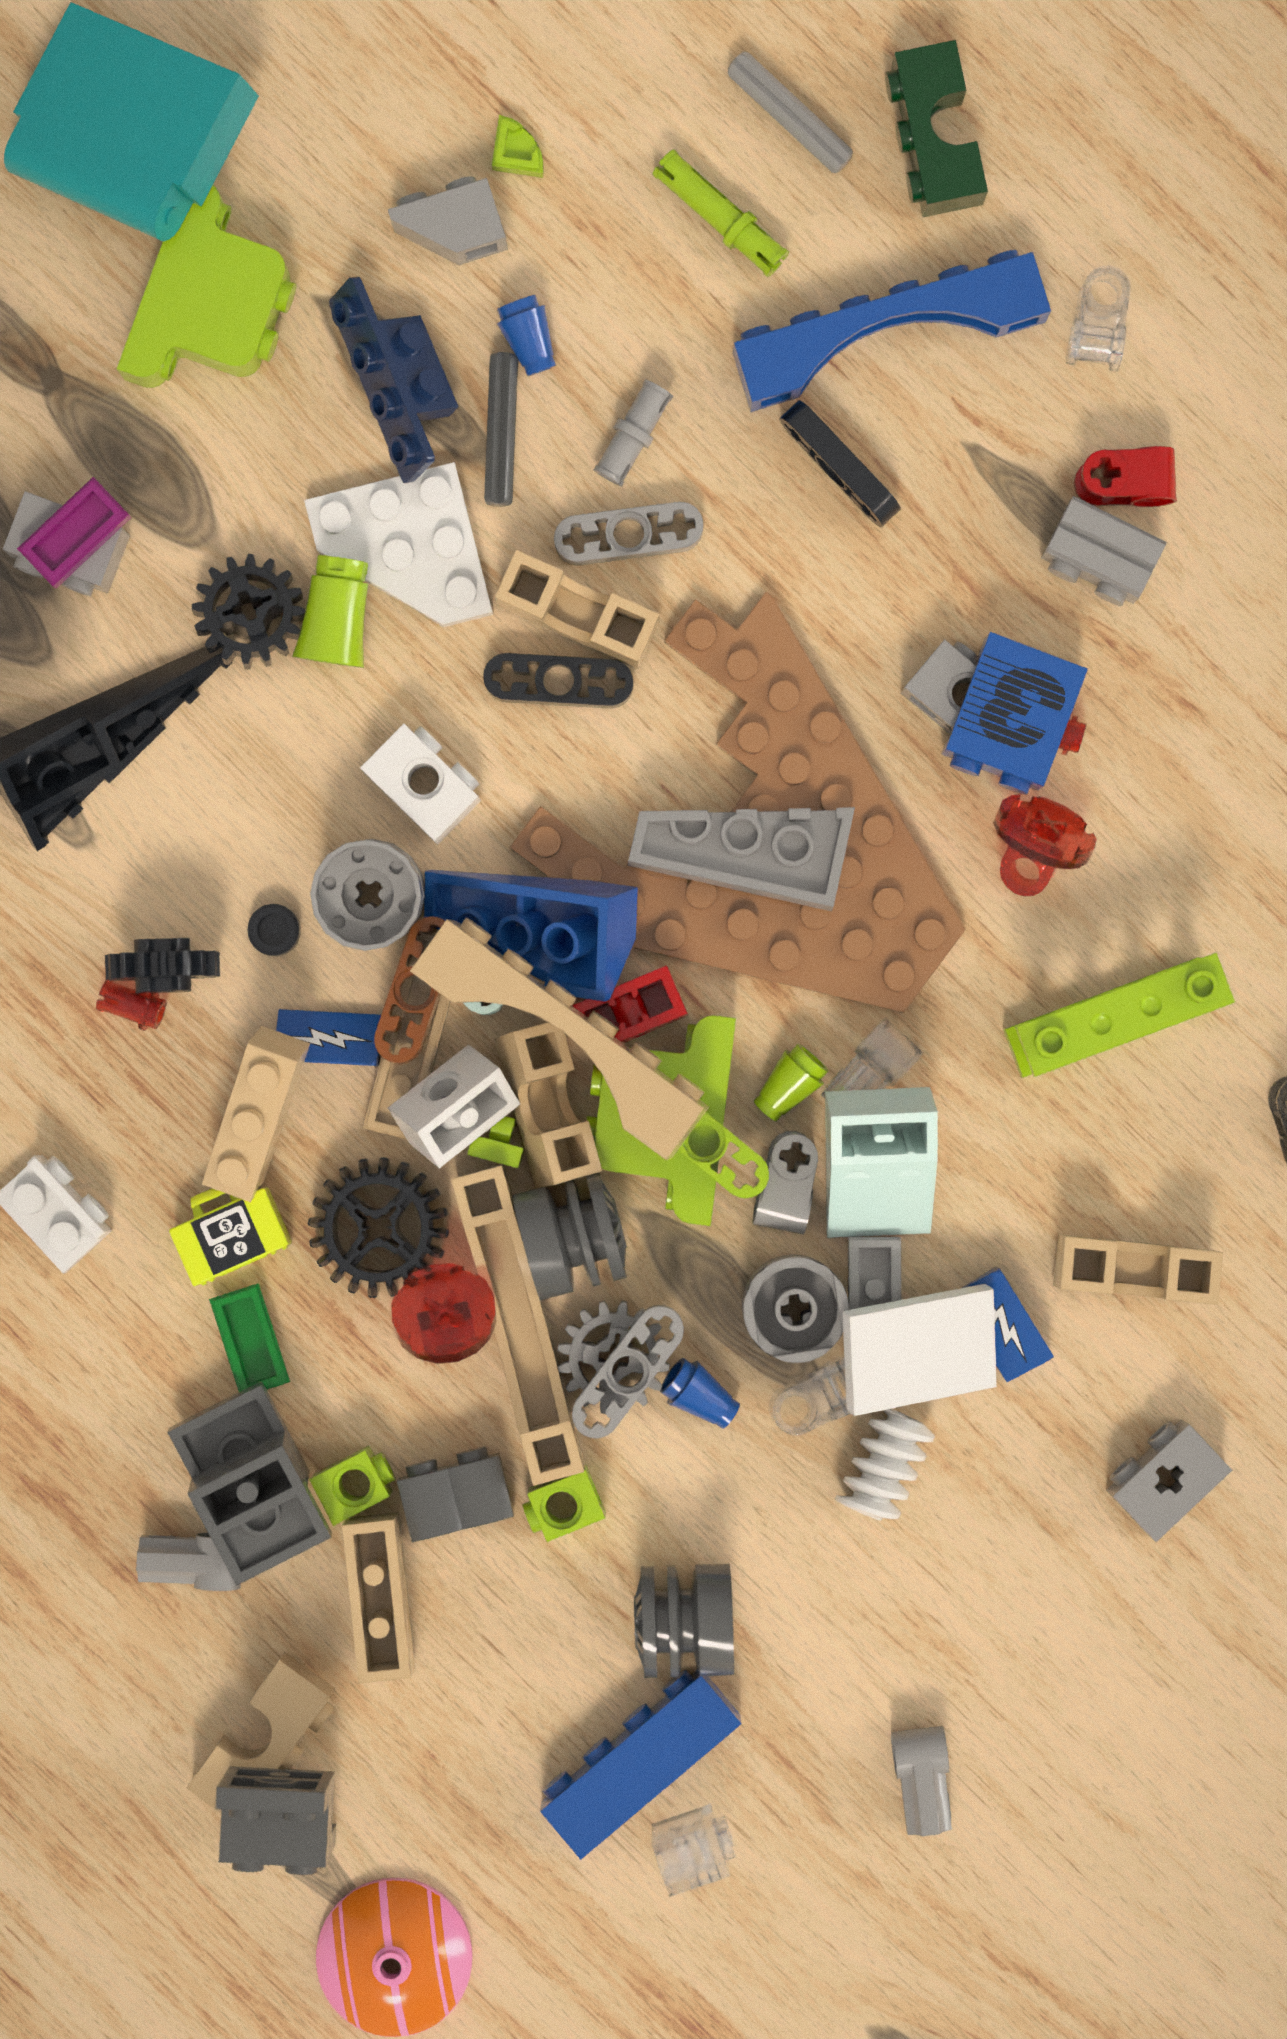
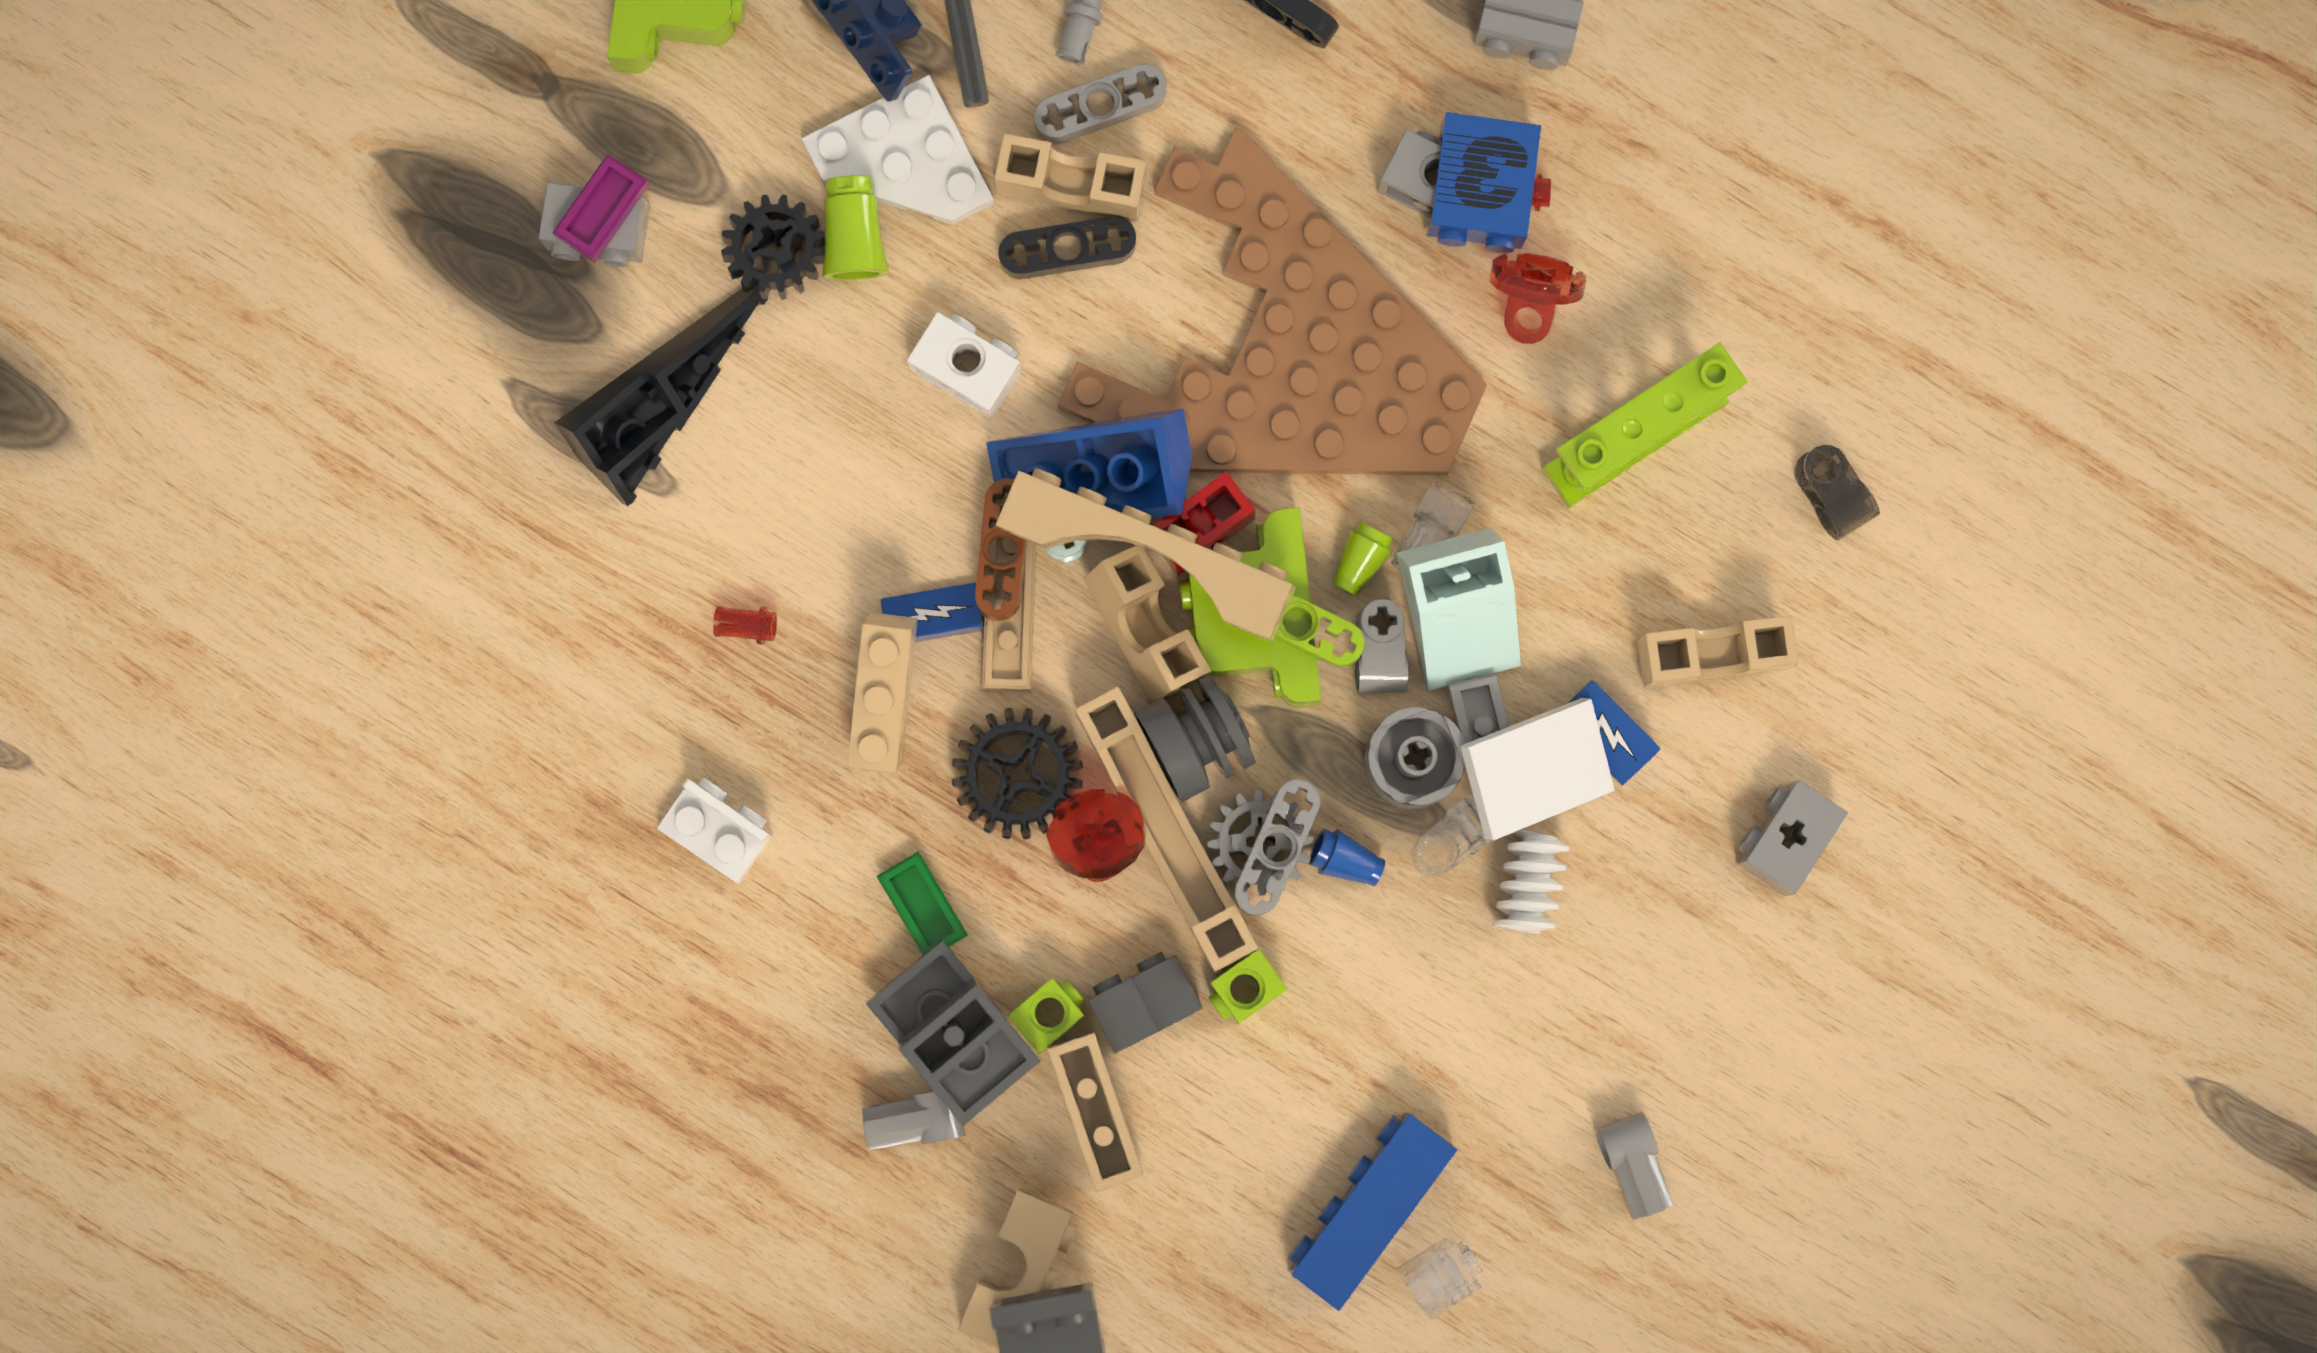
camera: 20 degrees left, 5 degrees down
(162, 965) = (767, 577): black gear -> none
(229, 1235) = (881, 811): piece -> none
(274, 930) = (860, 528): black tile -> none
(337, 893) = (935, 443): light grey wheel -> none
(454, 1106) = (1062, 644): white brick -> none
(497, 1146) = (1109, 674): lime tile -> none
(686, 1620) = (1384, 1065): dark grey wheel -> none
(764, 853) = (1284, 355): light grey wing -> none

